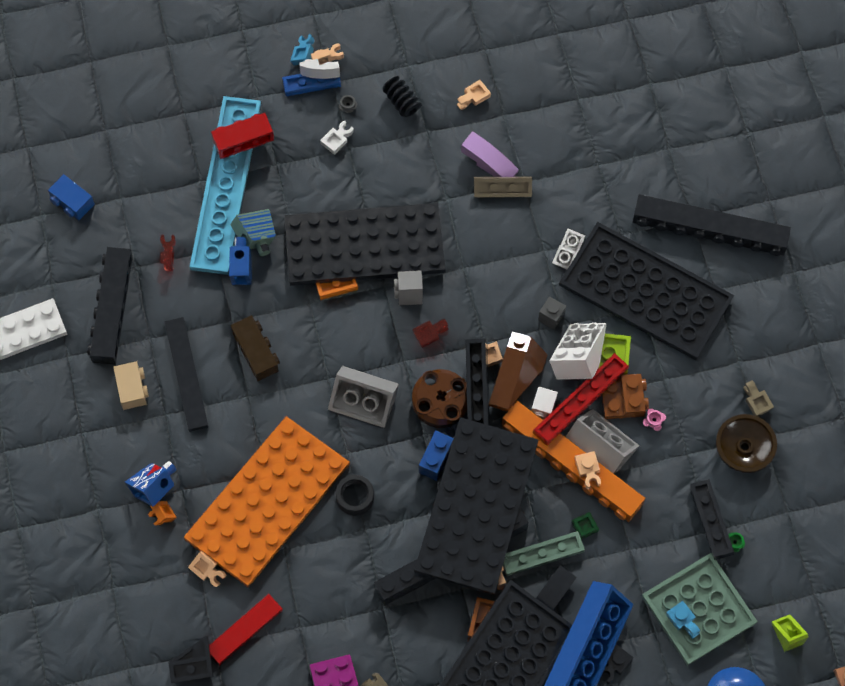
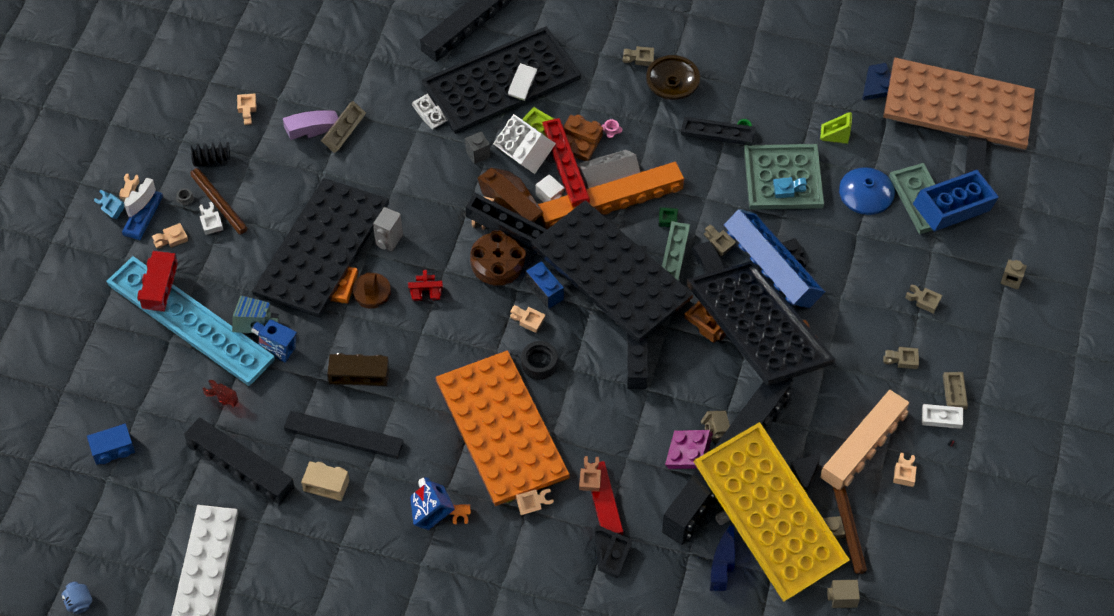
camera: 60 degrees left, 10 degrees down
(254, 605) = (590, 476): none -> nougat plate
(303, 119) = (173, 236): none -> light nougat plate
(345, 311) = (371, 290): none -> reddish brown tile
(361, 133) = (218, 201): none -> reddish brown axle
(363, 396) = (457, 312): light grey slope -> none
(366, 348) = (428, 284): none -> red hips
(394, 463) = (529, 319): none -> light nougat plate
(428, 333) = (433, 240): clear red plate -> none
(582, 585) = (721, 241): none -> dark tan plate
(588, 466) = (626, 183): light nougat plate -> none
(648, 309) = (522, 81): none -> white slope

